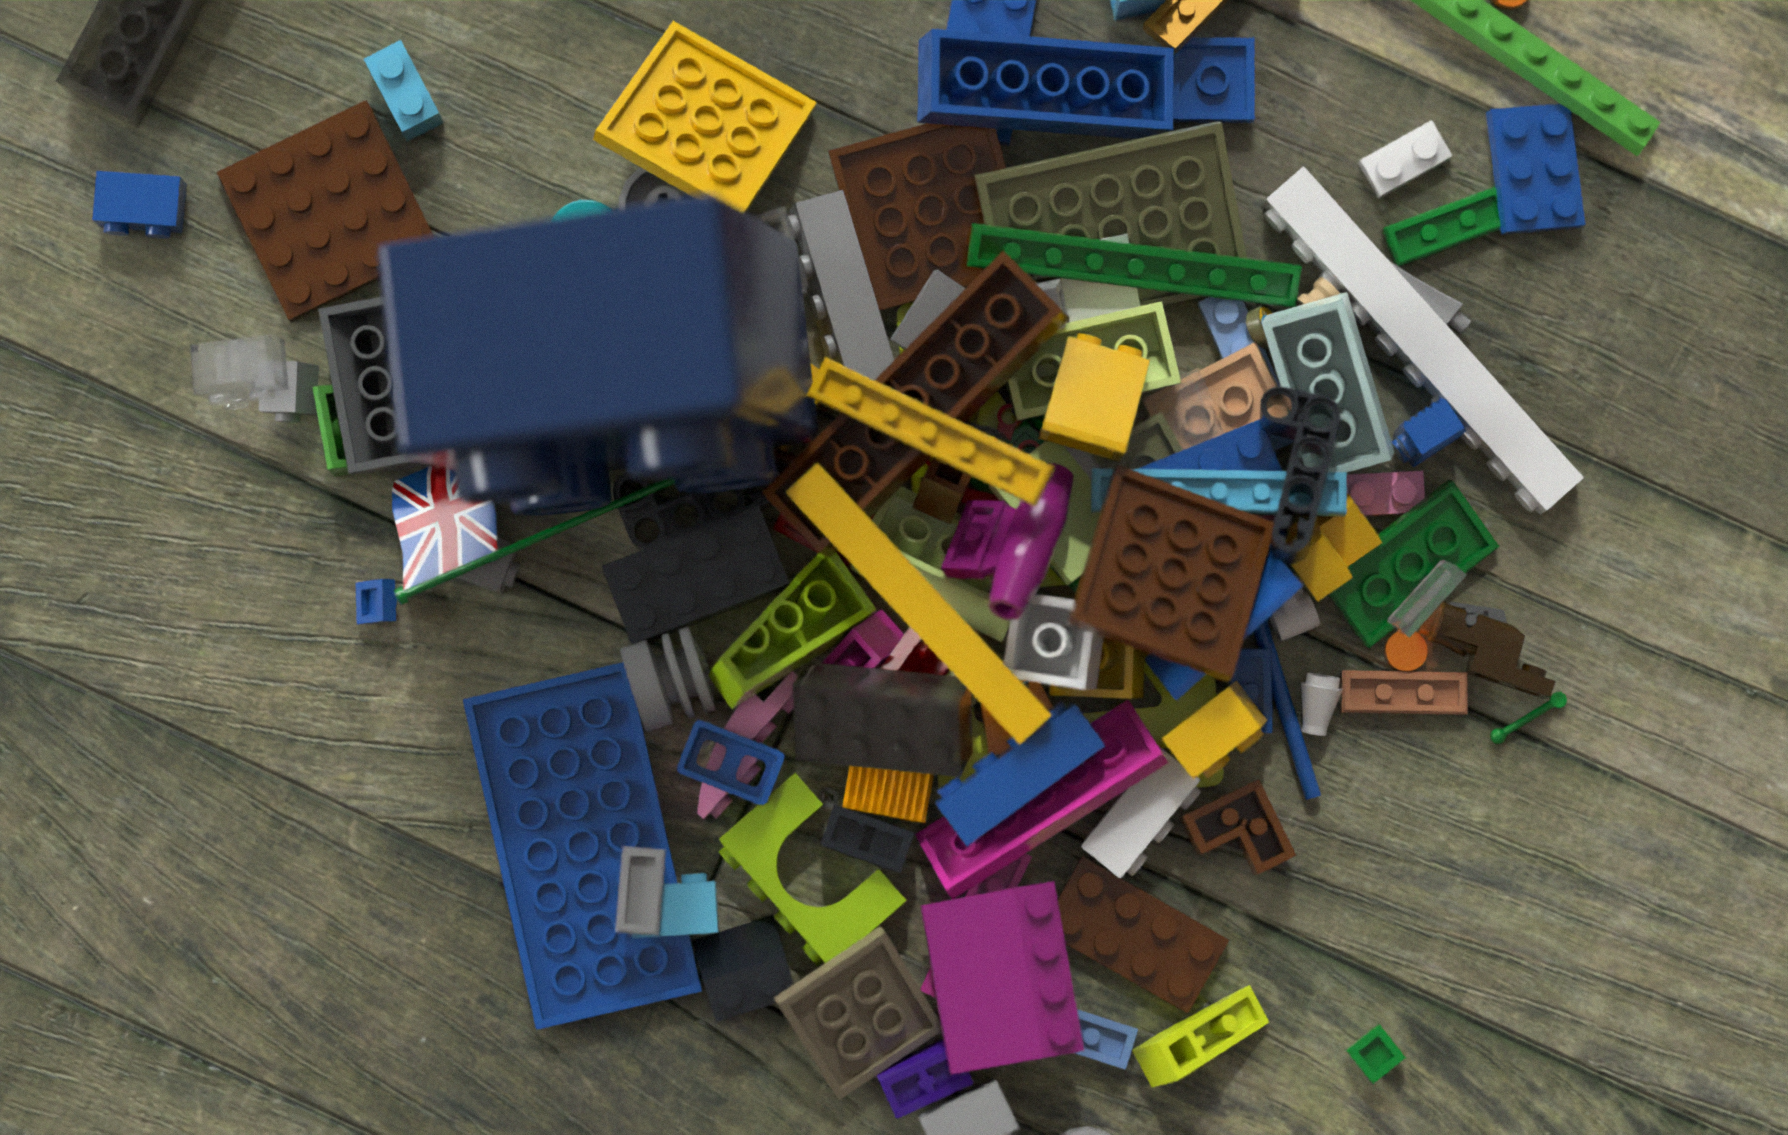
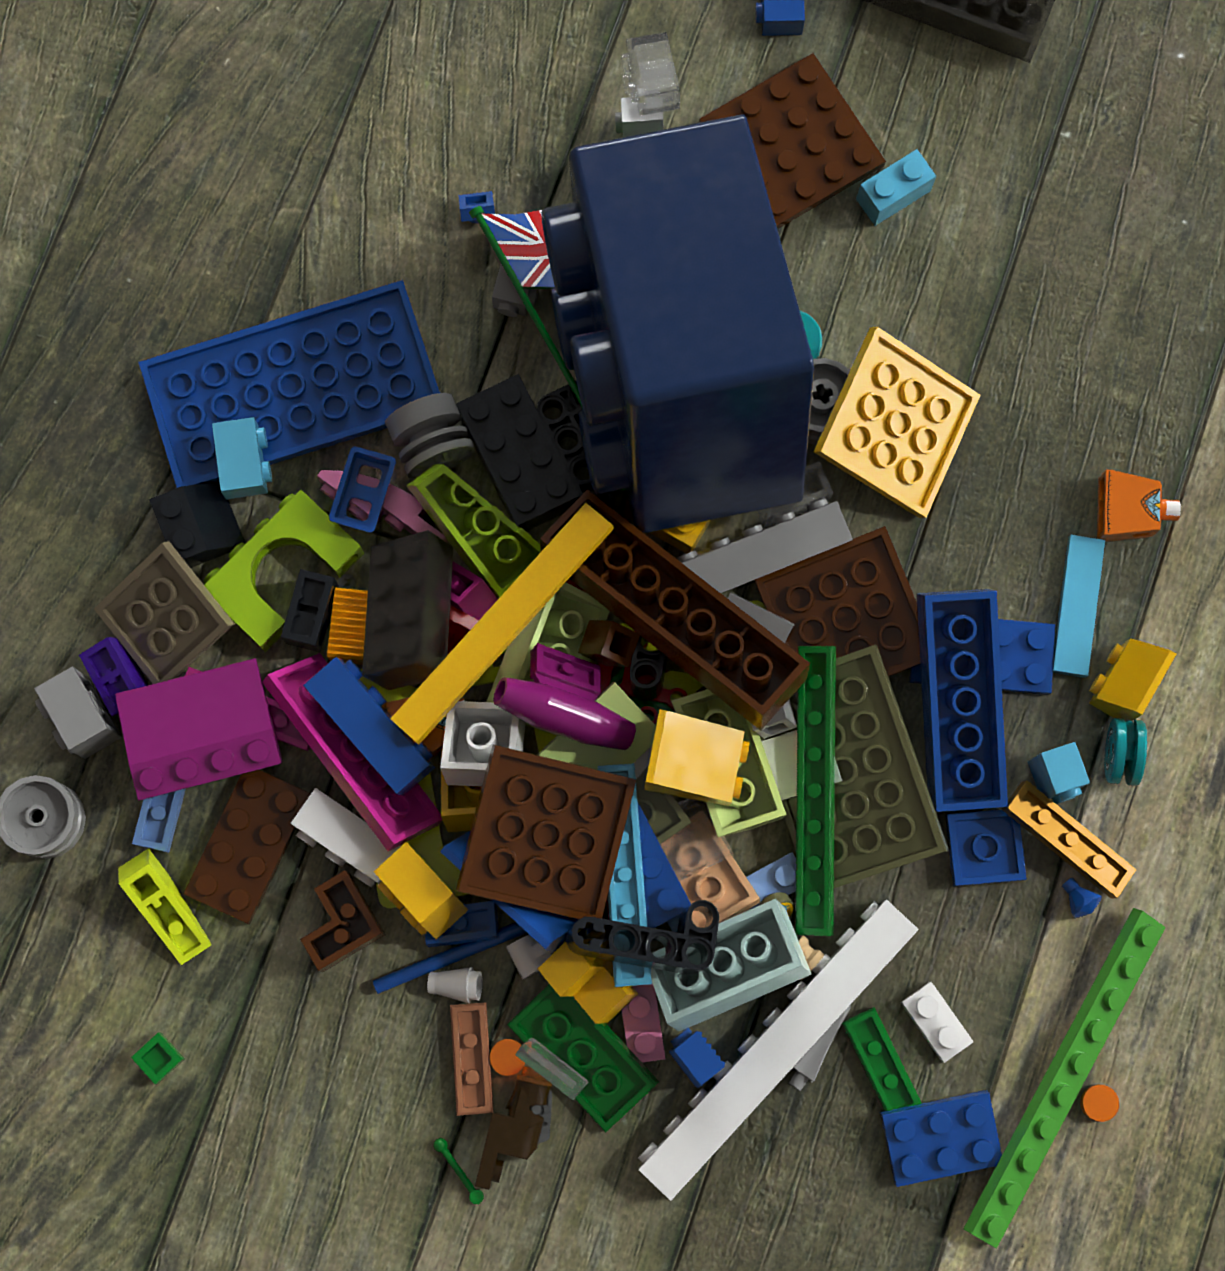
camera: 90 degrees right, 5 degrees down
(640, 891) = (249, 424): light grey tile -> none
(931, 432) = (647, 618): yellow tile -> none

